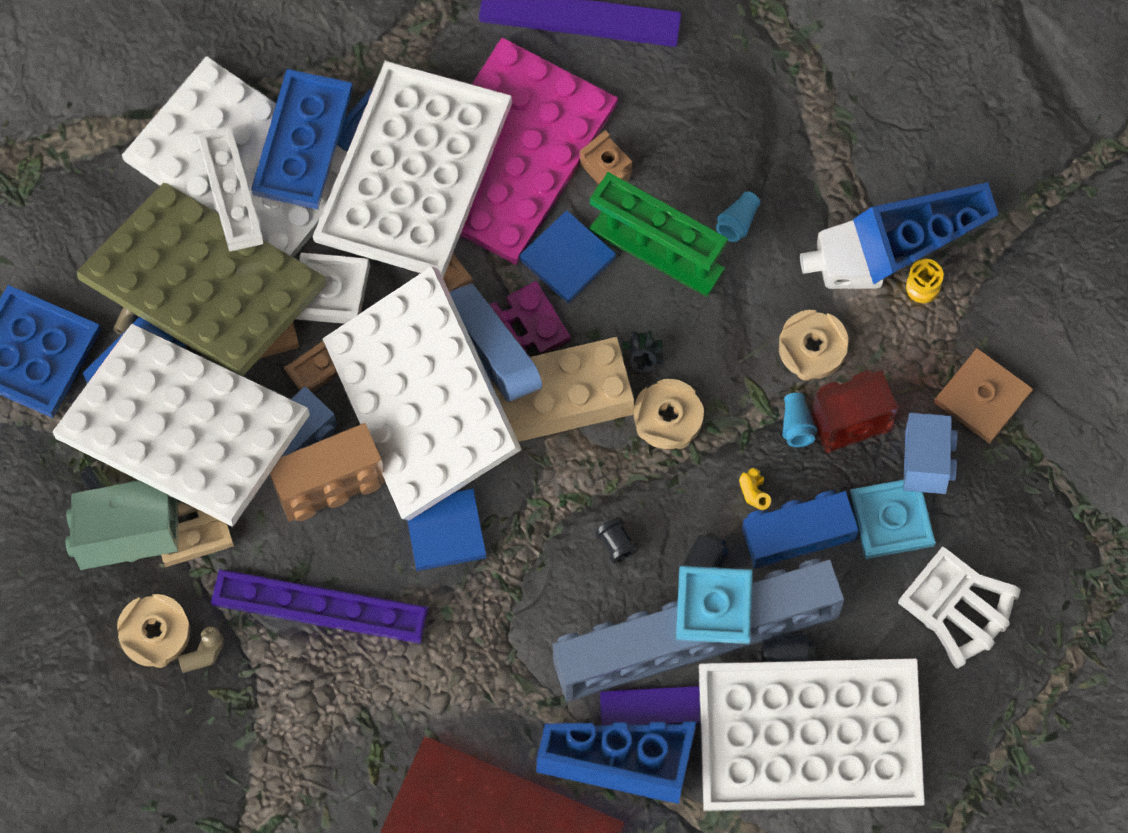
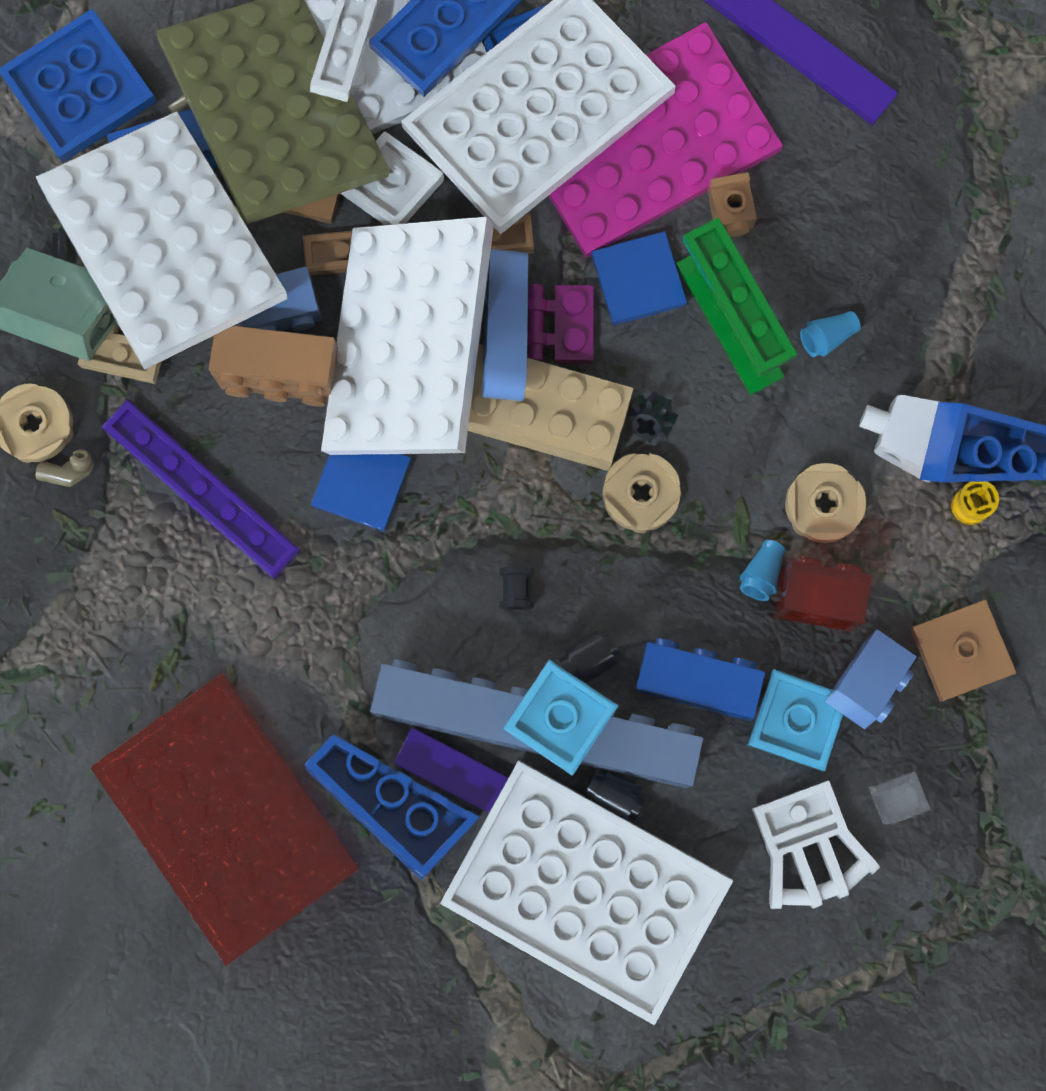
camera: 30 degrees right, 10 degrees up
(749, 484) = (675, 620): yellow arm -> none
(1002, 529) = (899, 798): none -> clear brick

